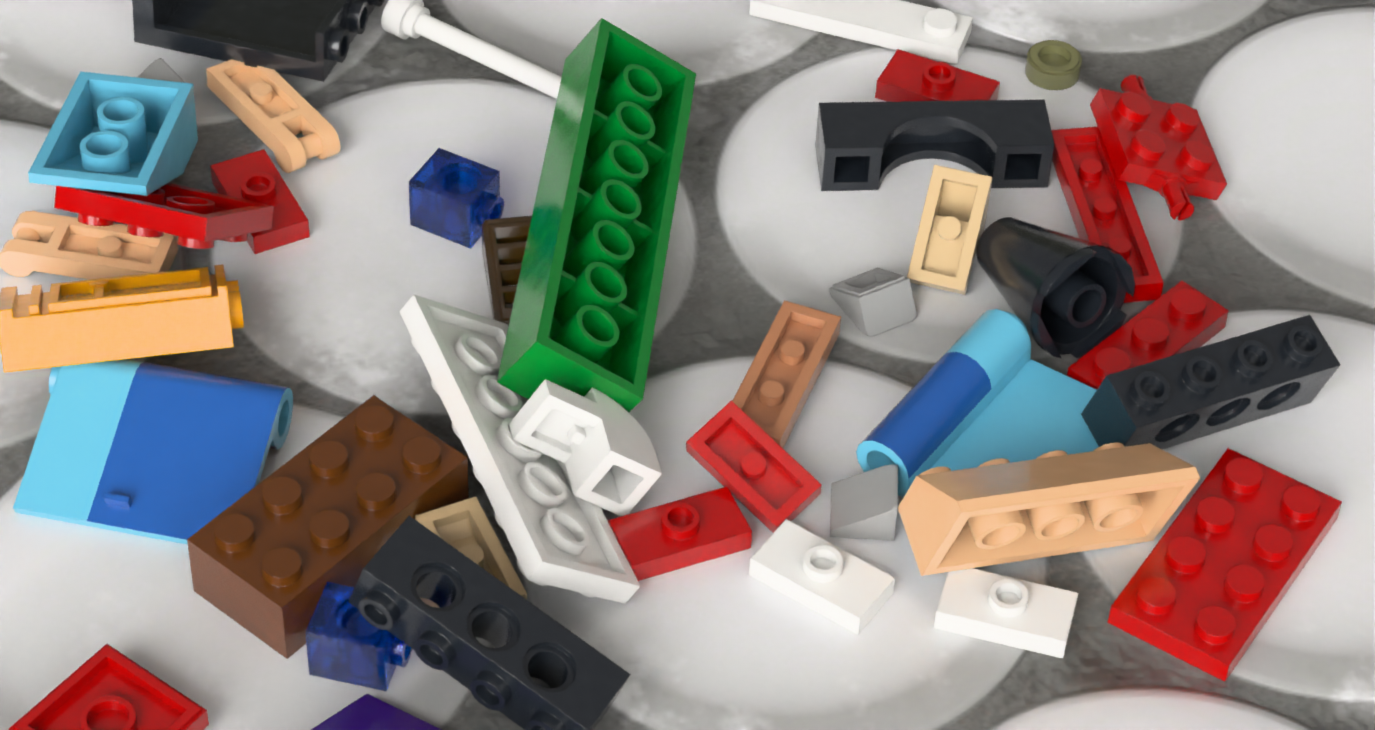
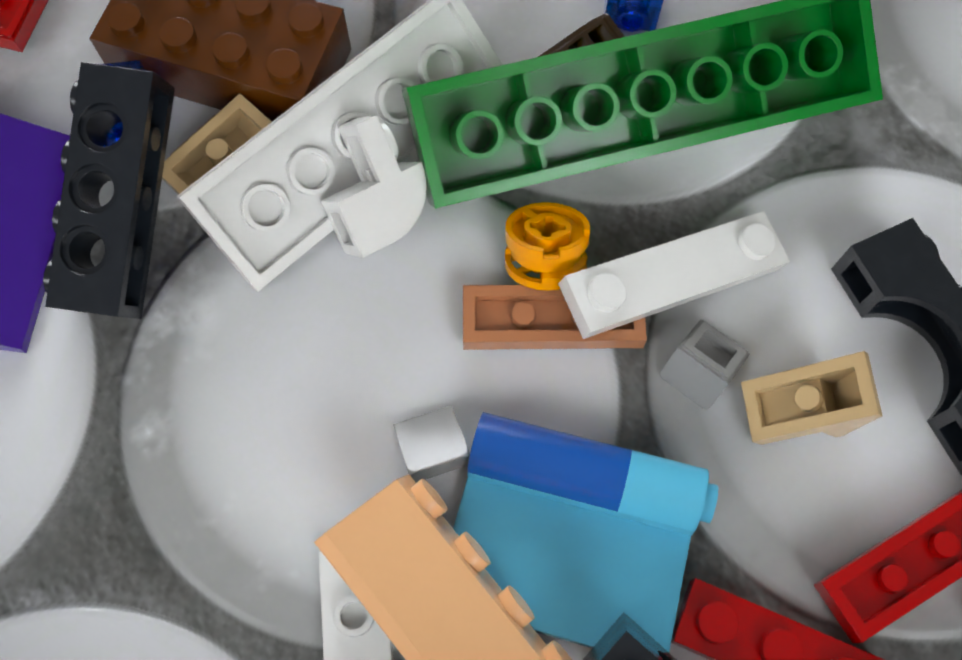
camera: 70 degrees right, 25 degrees up
(682, 533) = (338, 302): red plate -> none
(712, 345) = (546, 241): none -> light orange wheel
(753, 467) = (421, 331): red plate -> none
(787, 274) = (672, 274): none -> white plate
(822, 576) = (334, 436): white plate -> none
(1057, 284) = (791, 526): black cone -> none

